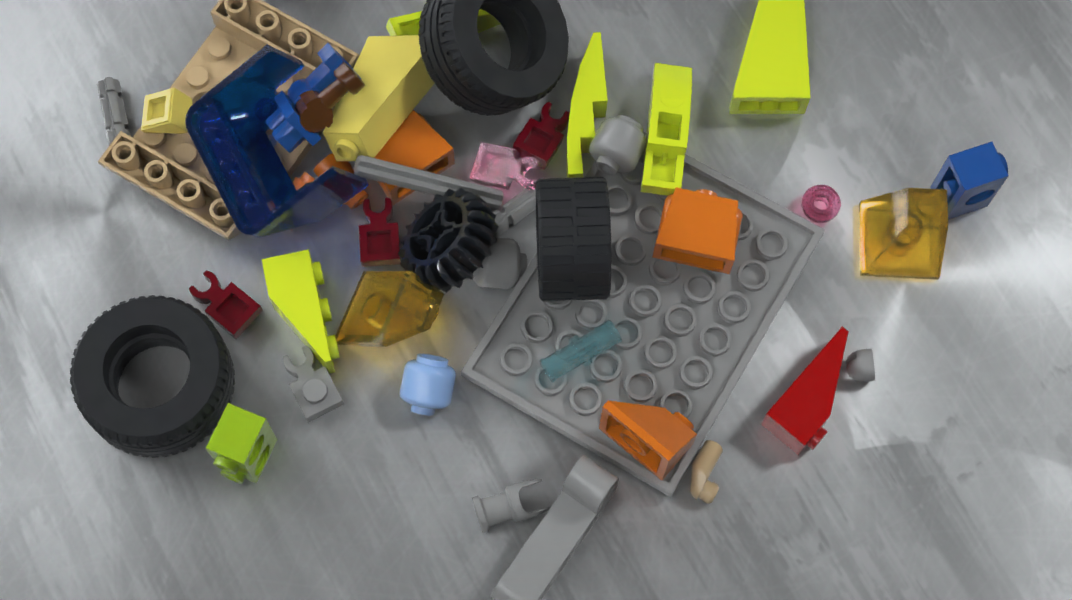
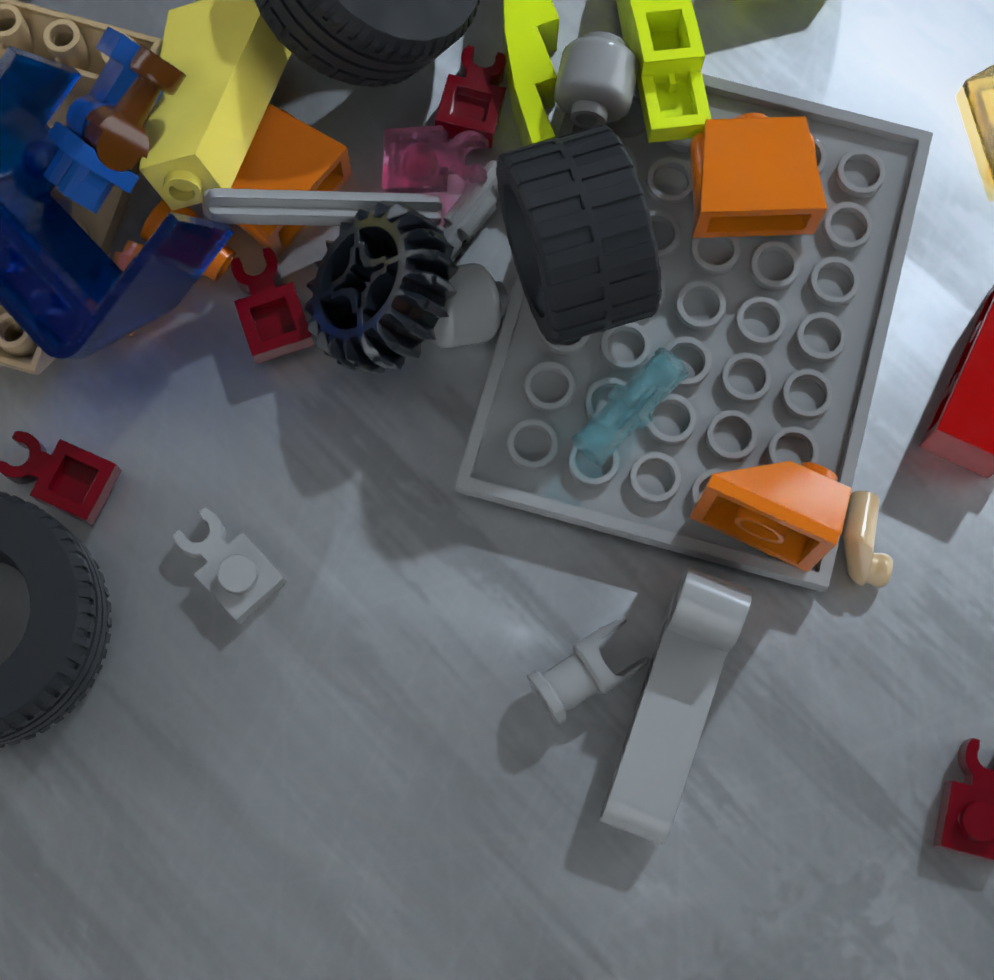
camera: 15 degrees left, 5 degrees up
(241, 444) = (144, 691): lime brick -> none
(295, 296) = (164, 434): neon yellow slope -> none
(388, 309) = (316, 419): clear yellow slope -> none
(427, 384) = (409, 517): light blue head -> none
(825, 194) = (915, 83): clear pink plate -> none

